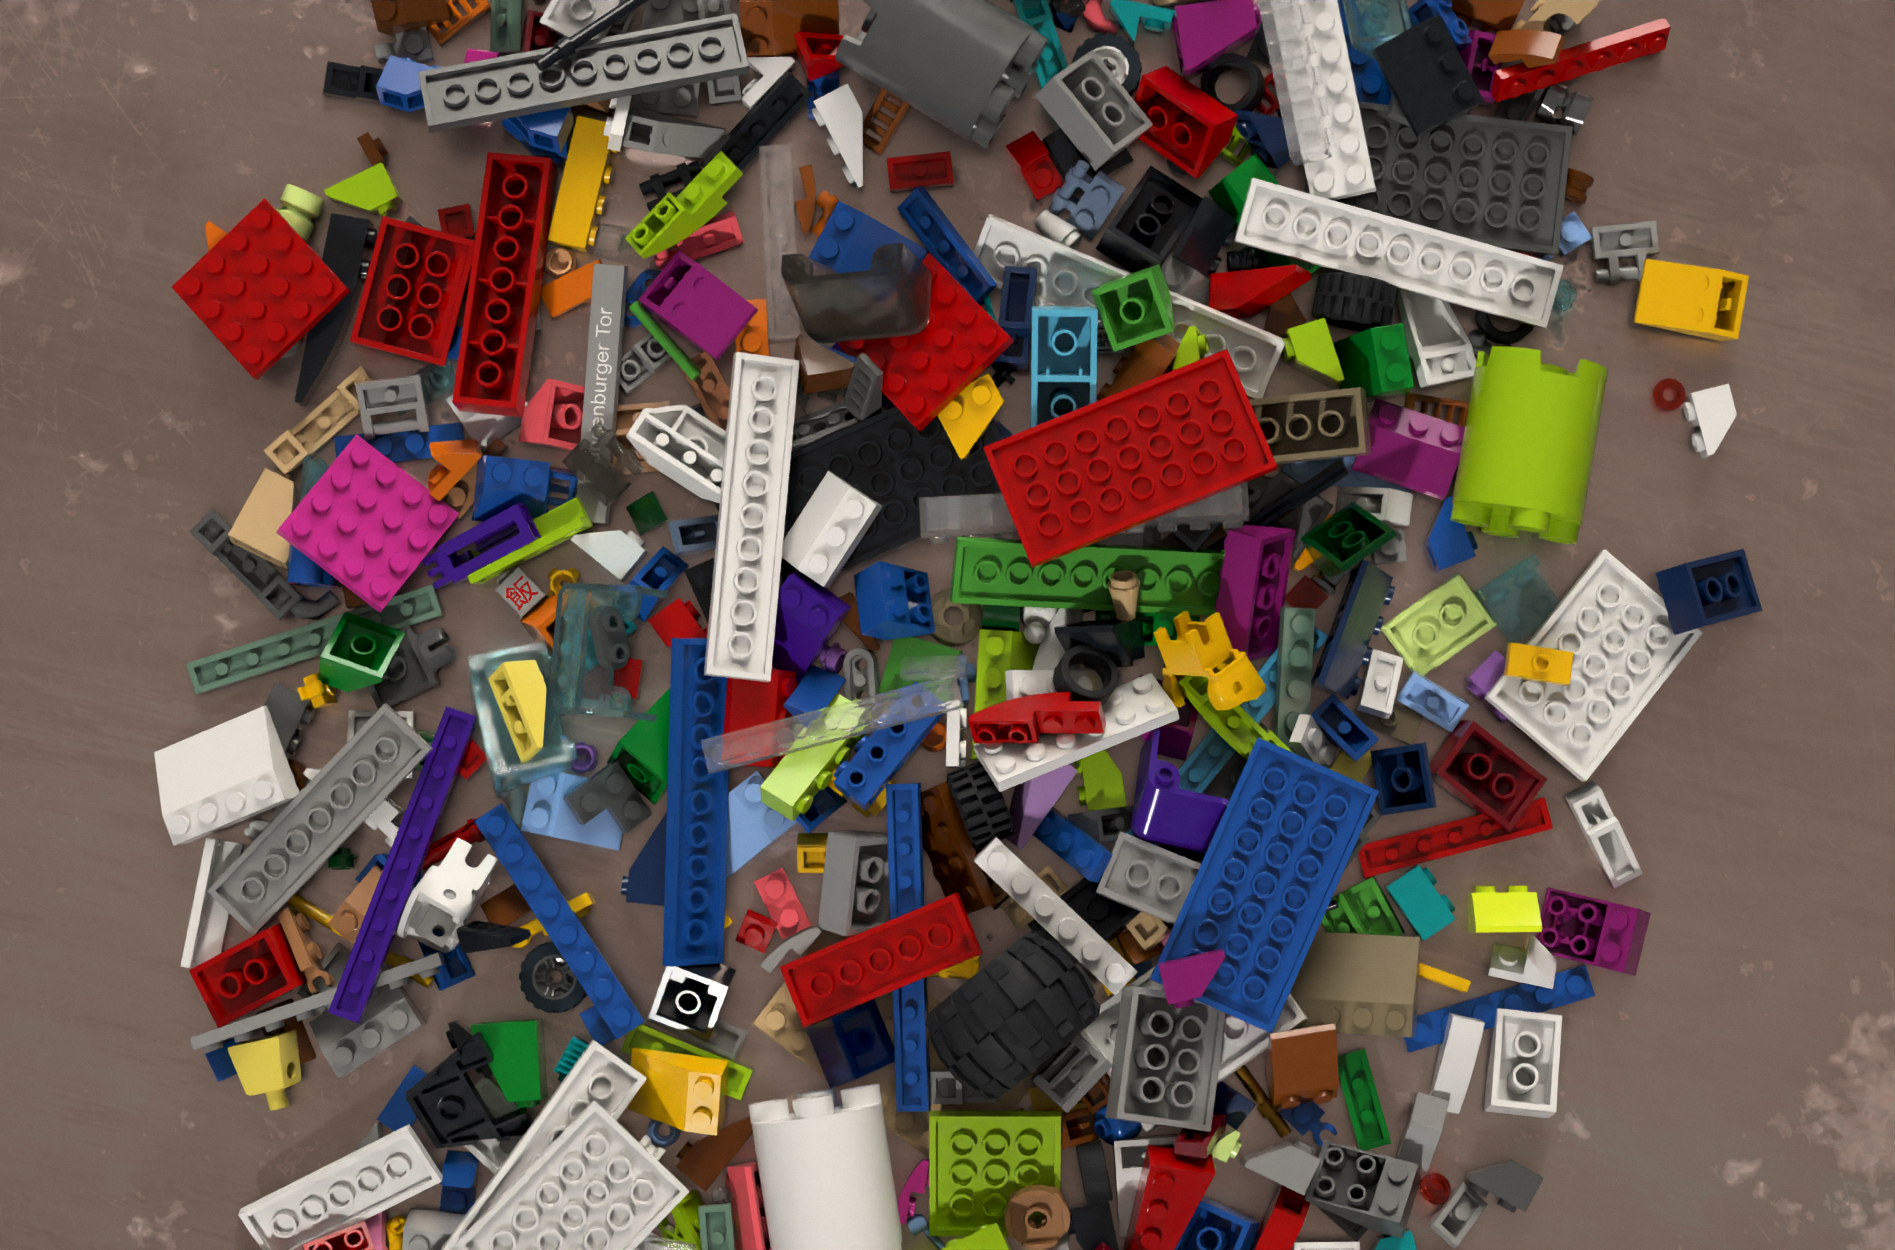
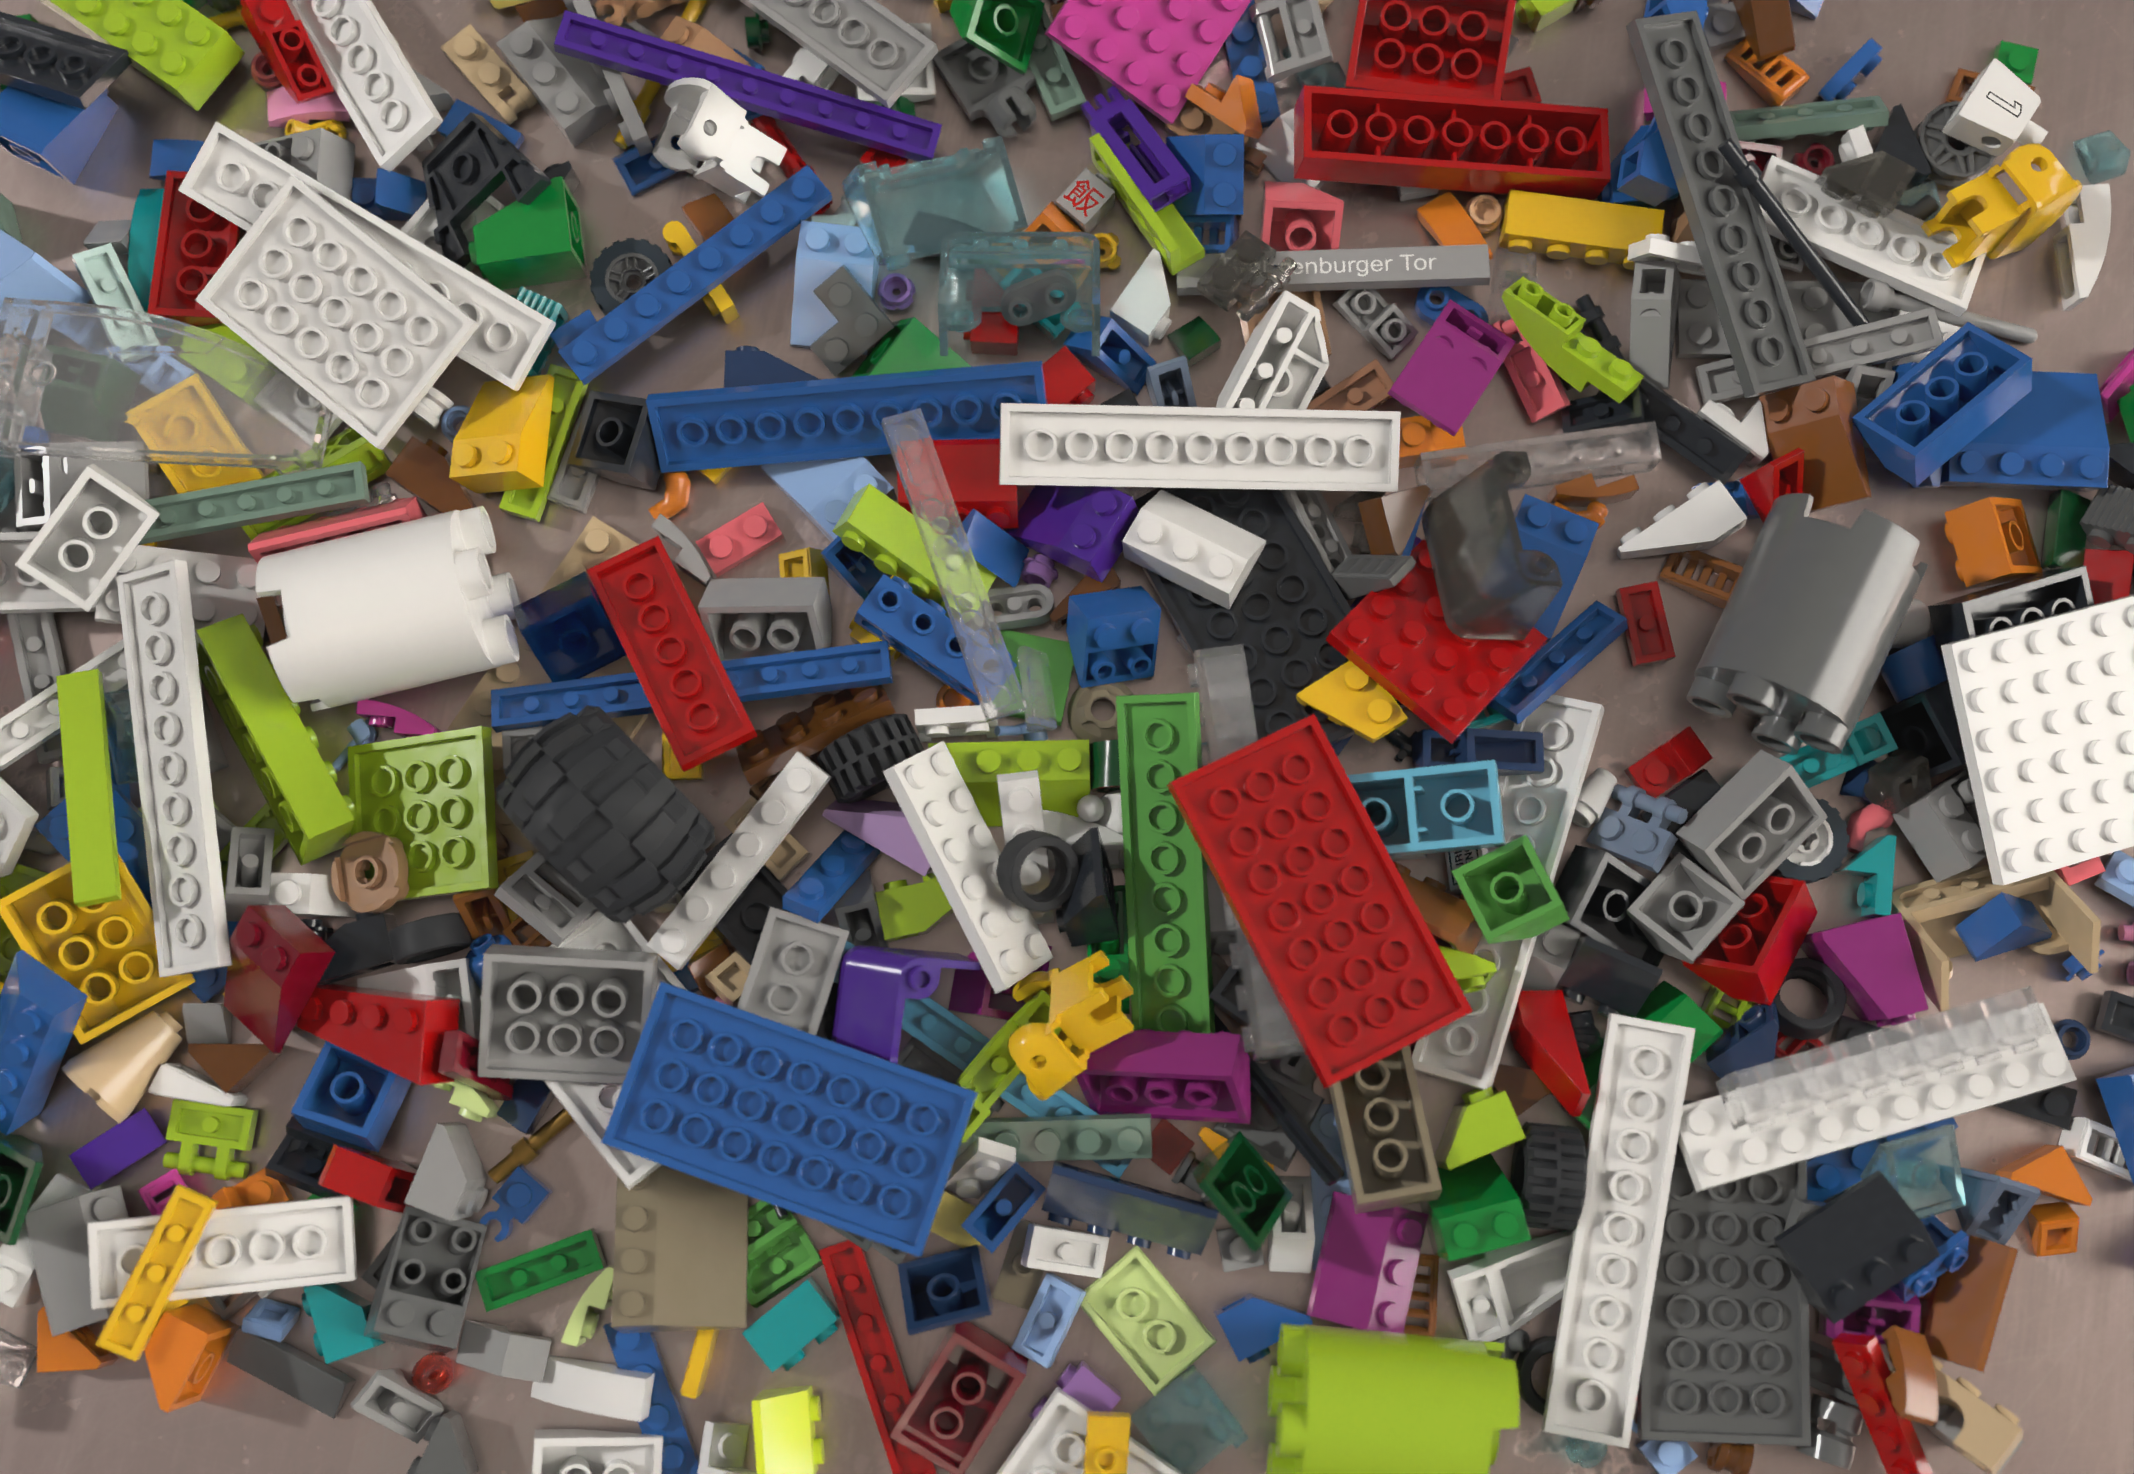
camera: 80 degrees right, 5 degrees down
(355, 1091) = (488, 74): none -> tan plate
(487, 936) = (673, 195): black slope -> none
(522, 701) = (957, 197): light yellow slope -> none
(665, 340) = (1404, 338): bright green bar -> none
(742, 954) = (676, 495): none -> orange arm
(745, 194) = (1602, 412): none -> black plate
(756, 931) = (703, 510): red plate -> none
(1028, 716) = (981, 802): red slope -> none
(1124, 593) = (1149, 911): tan cone -> none
(1156, 171) = (1684, 910): none -> light grey slope
(1189, 976) = (664, 1028): magenta slope -> none
(1302, 1066) = (569, 1189): dark orange slope -> none
(1382, 1050) = (583, 1319): none -> yellowish green slope

